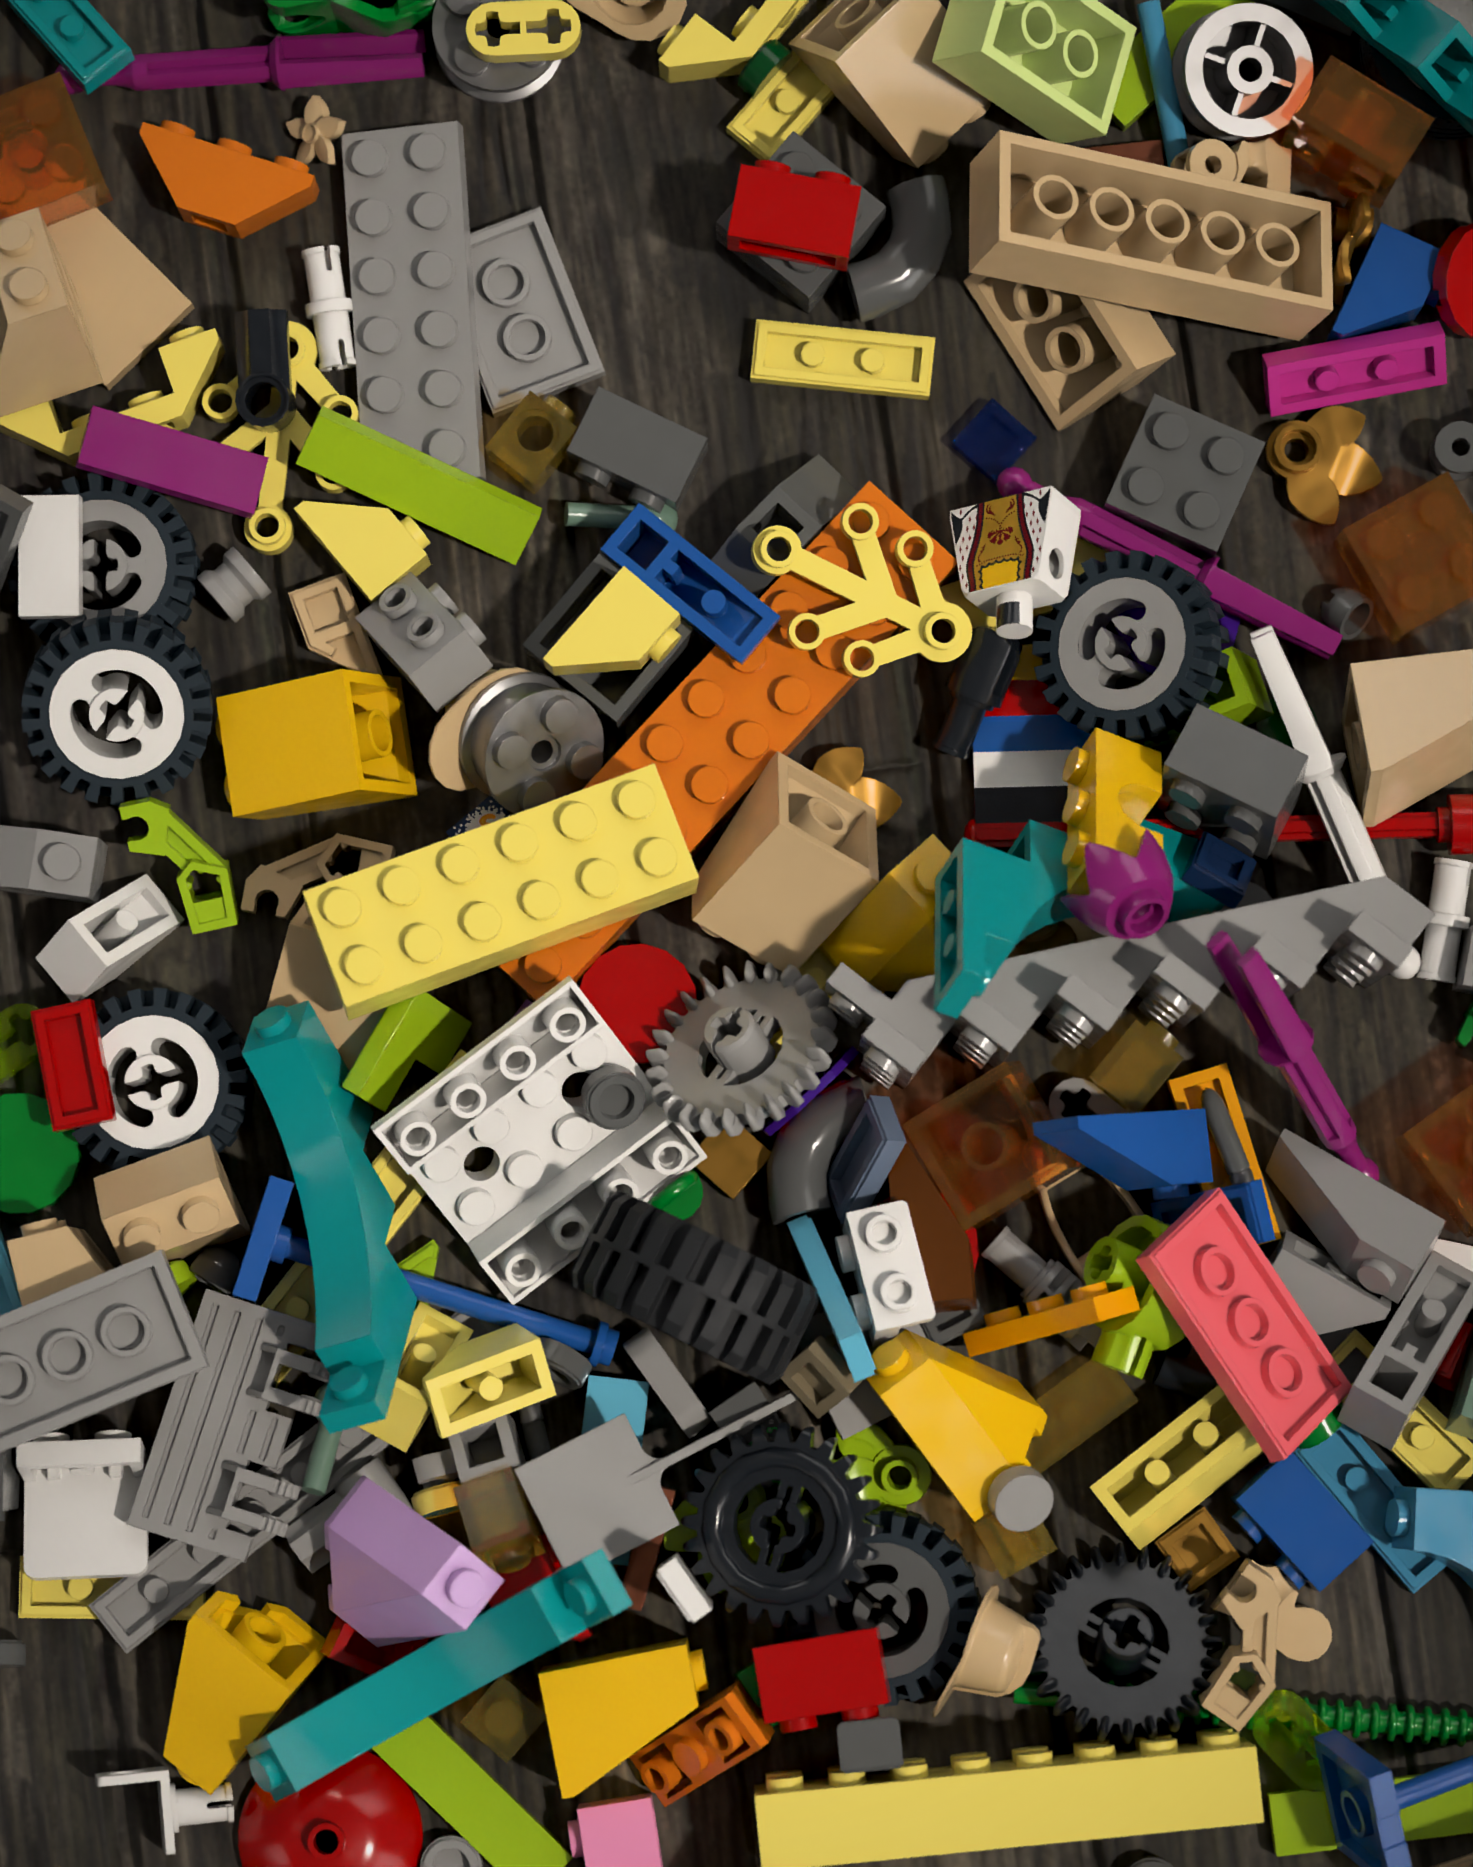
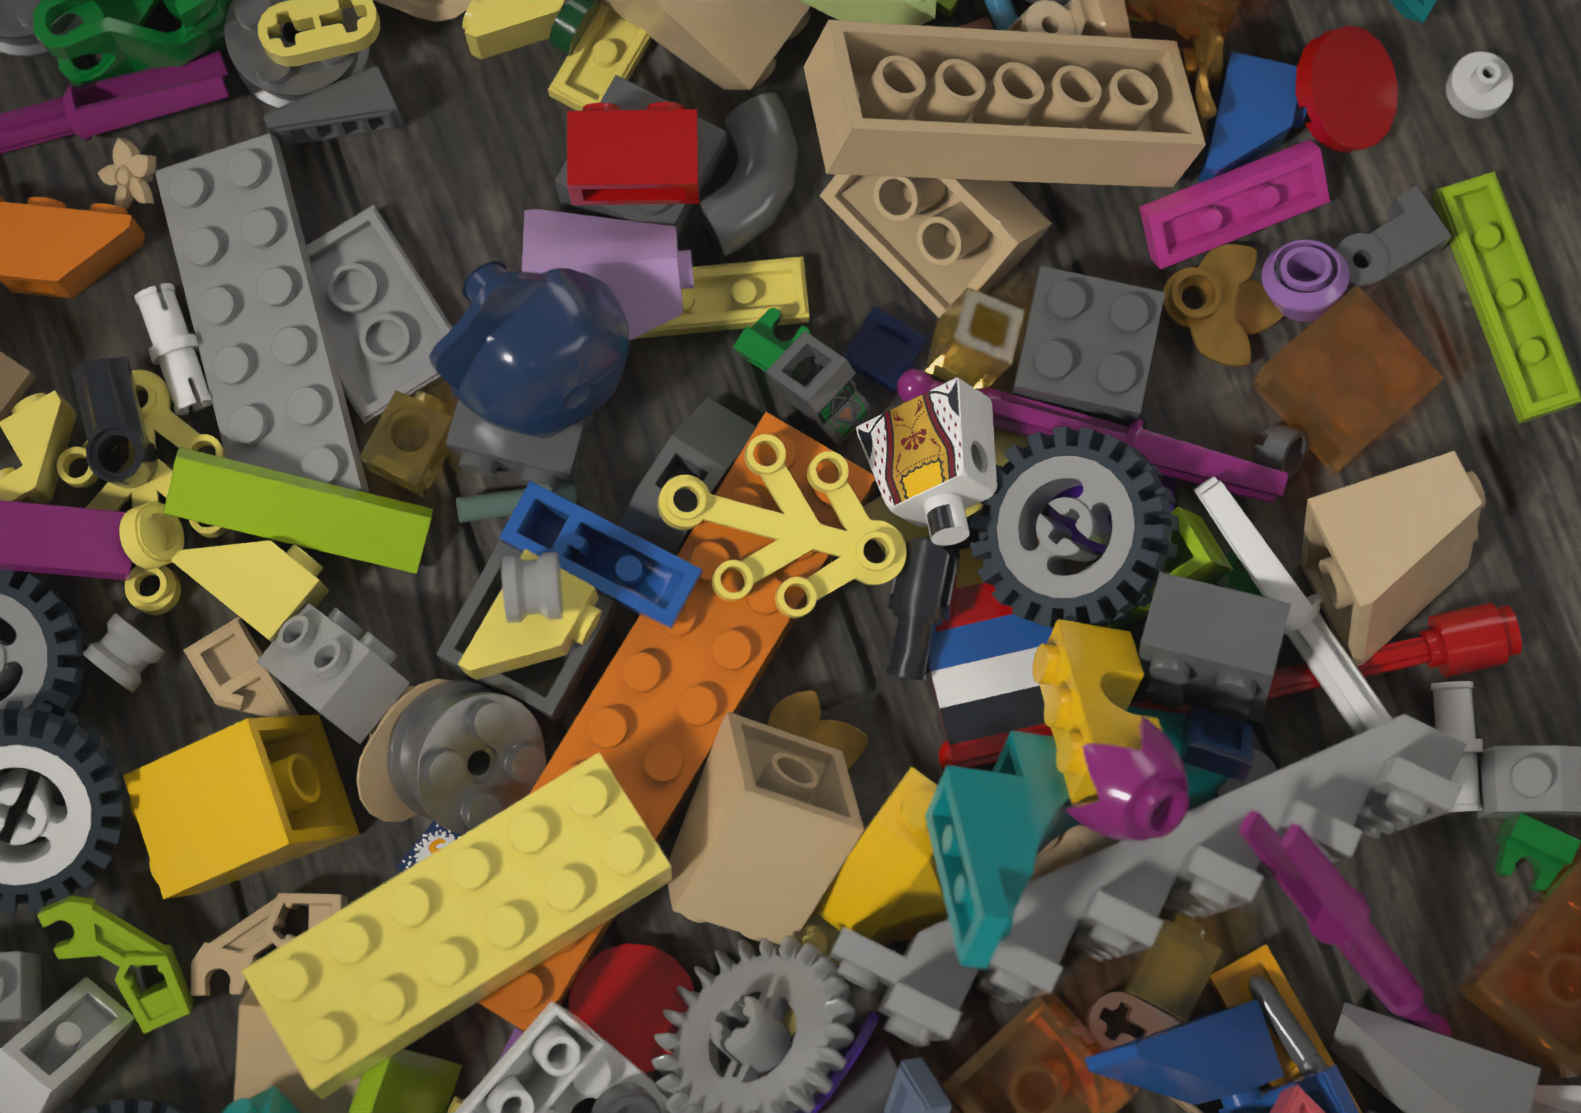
camera: 15 degrees left, 5 degrees down
(279, 481) = (150, 535): none -> light yellow tile
(530, 109) = (337, 111): none -> dark grey slope
(624, 602) = (532, 587): none -> light grey wheel
(668, 382) = (534, 348): none -> dark blue piece
(736, 328) = (629, 256): none -> lavender slope
(889, 429) = (761, 346): none -> green tile
(929, 474) = (826, 395): none -> dark grey leg
(1078, 451) = (974, 339): none -> clear yellow brick
(1402, 454) = (1305, 279): none -> medium lavender cone

